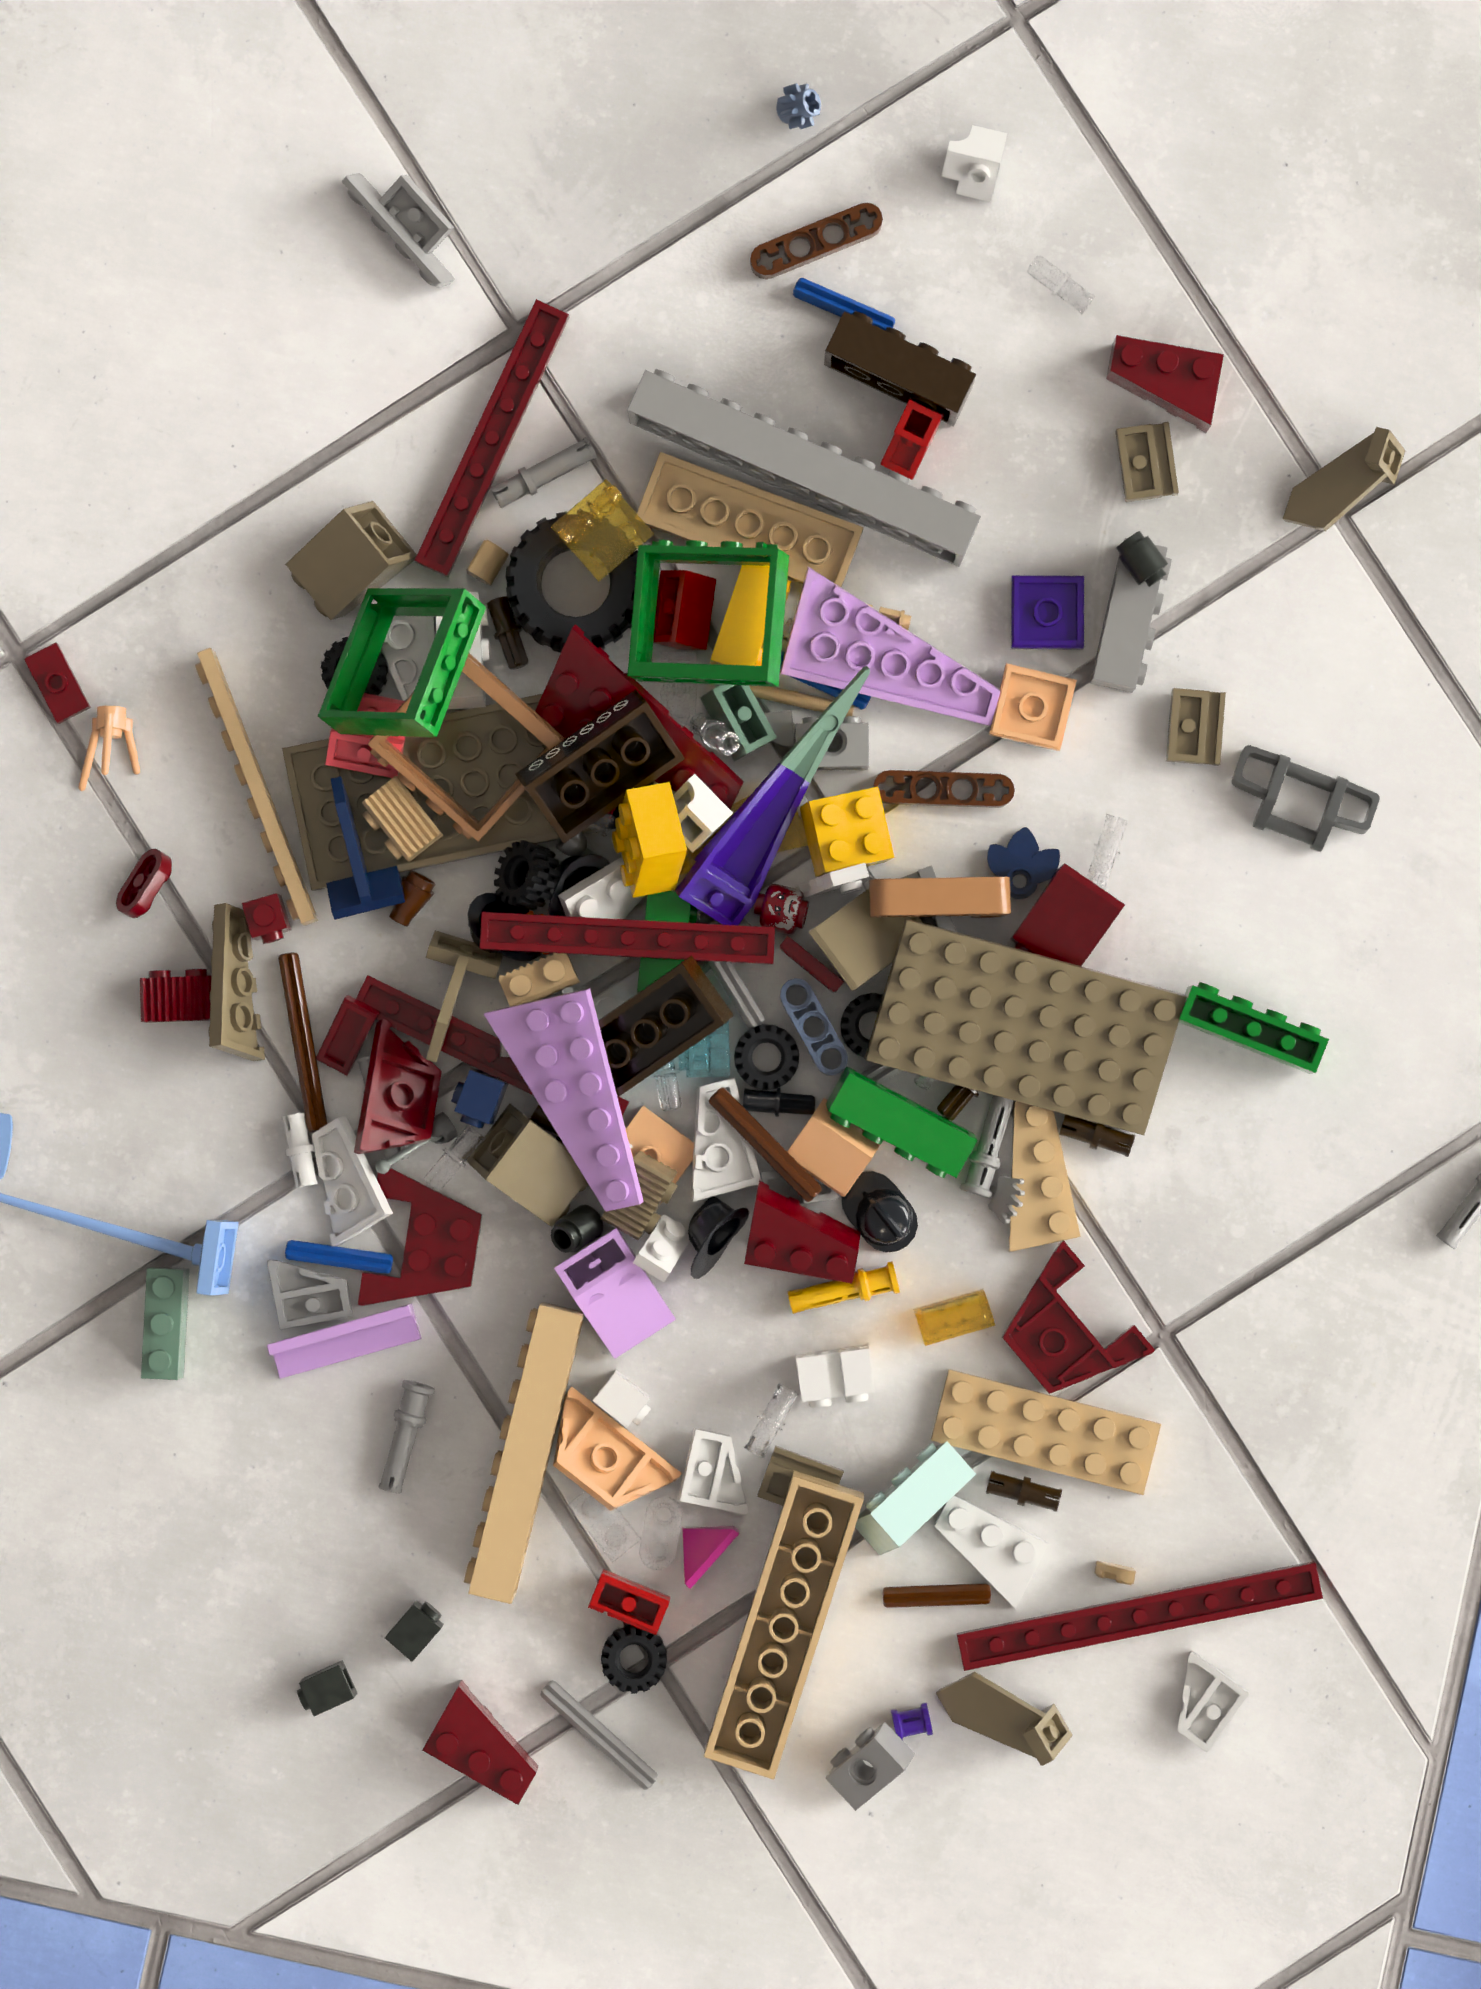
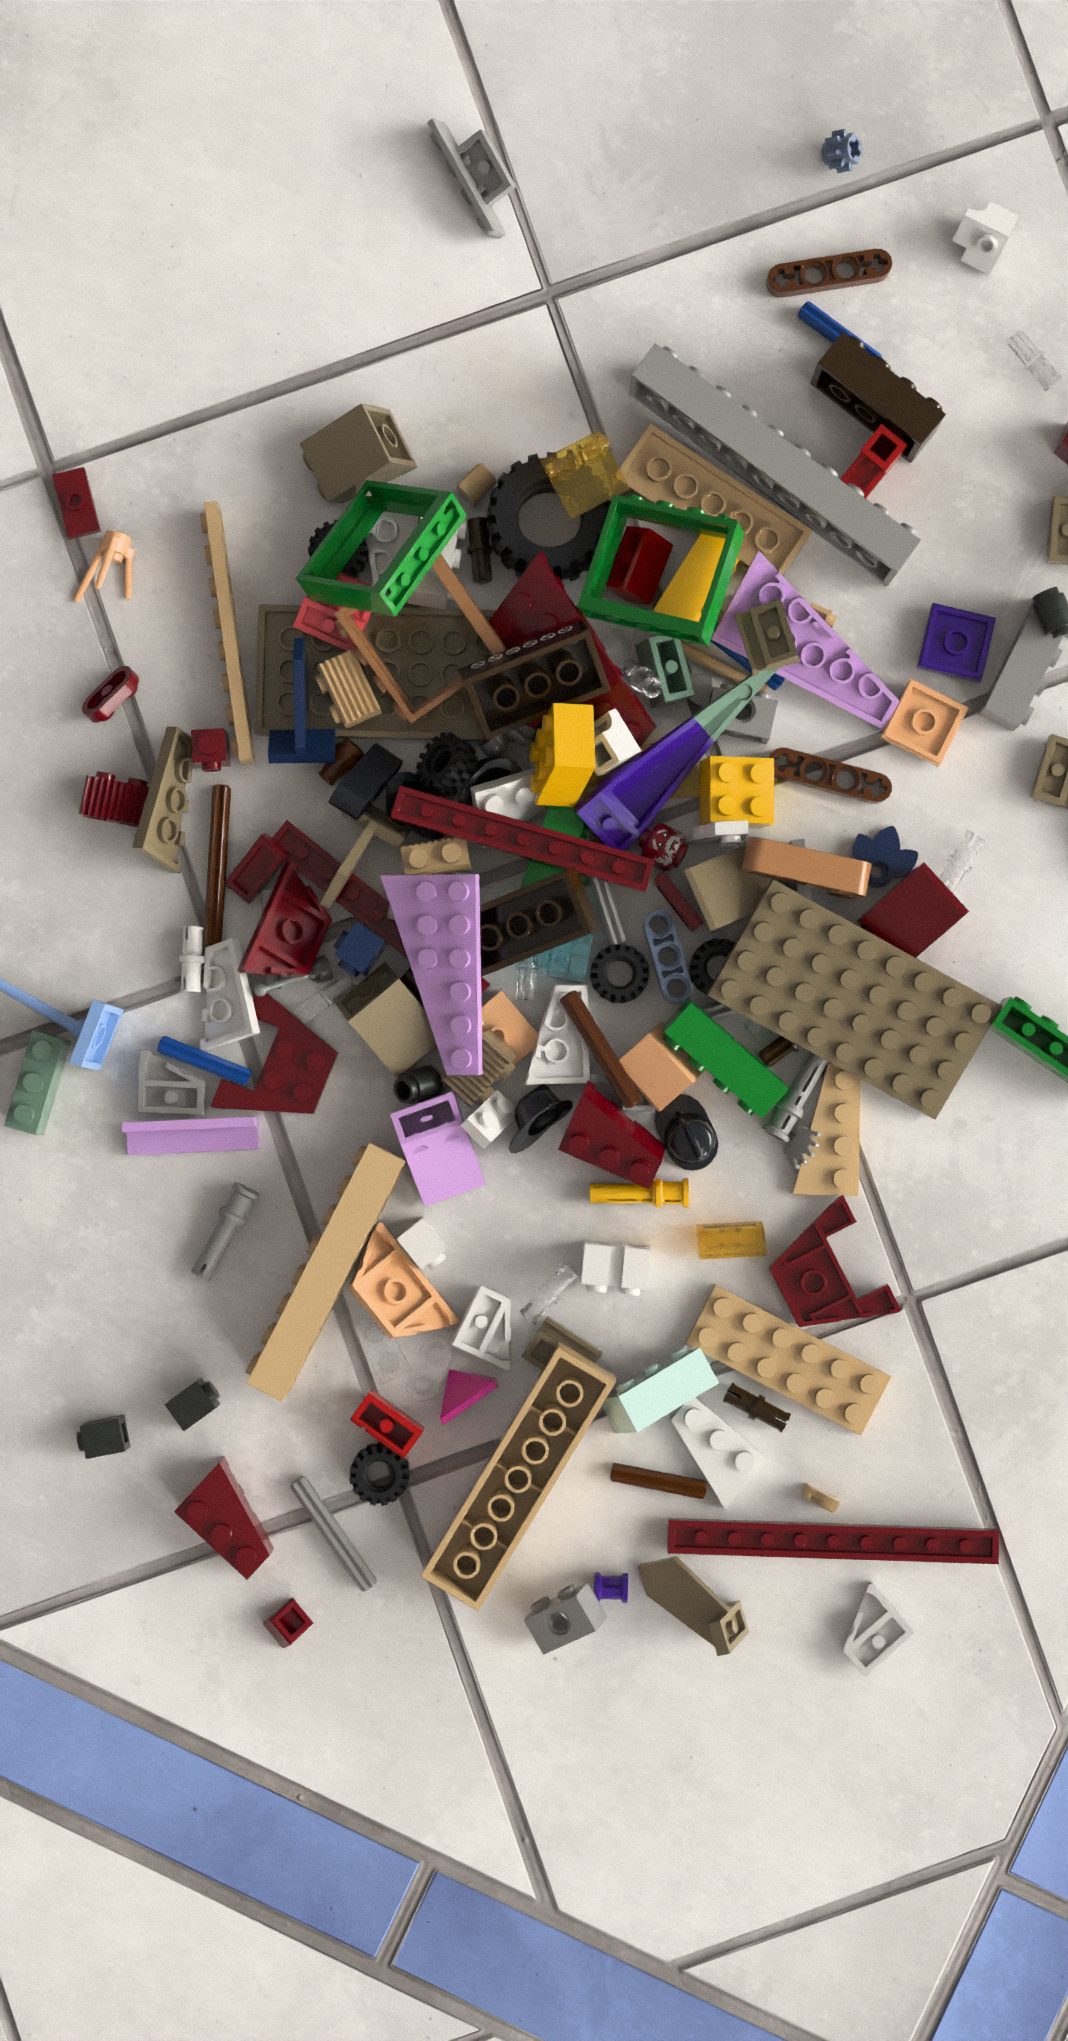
camera: 10 degrees right, 0 degrees up
(443, 915) = (365, 782): none -> black beam
(492, 438) = (506, 378): dark red plate -> none
(542, 473) = (536, 420): light grey pin -> none
(572, 1843) = (288, 1623): none -> dark red slope
(778, 1102) = (620, 1015): black axle -> none
(839, 660) = (767, 637): none -> dark tan plate
(1097, 1135) = (893, 1110): dark brown pin -> none

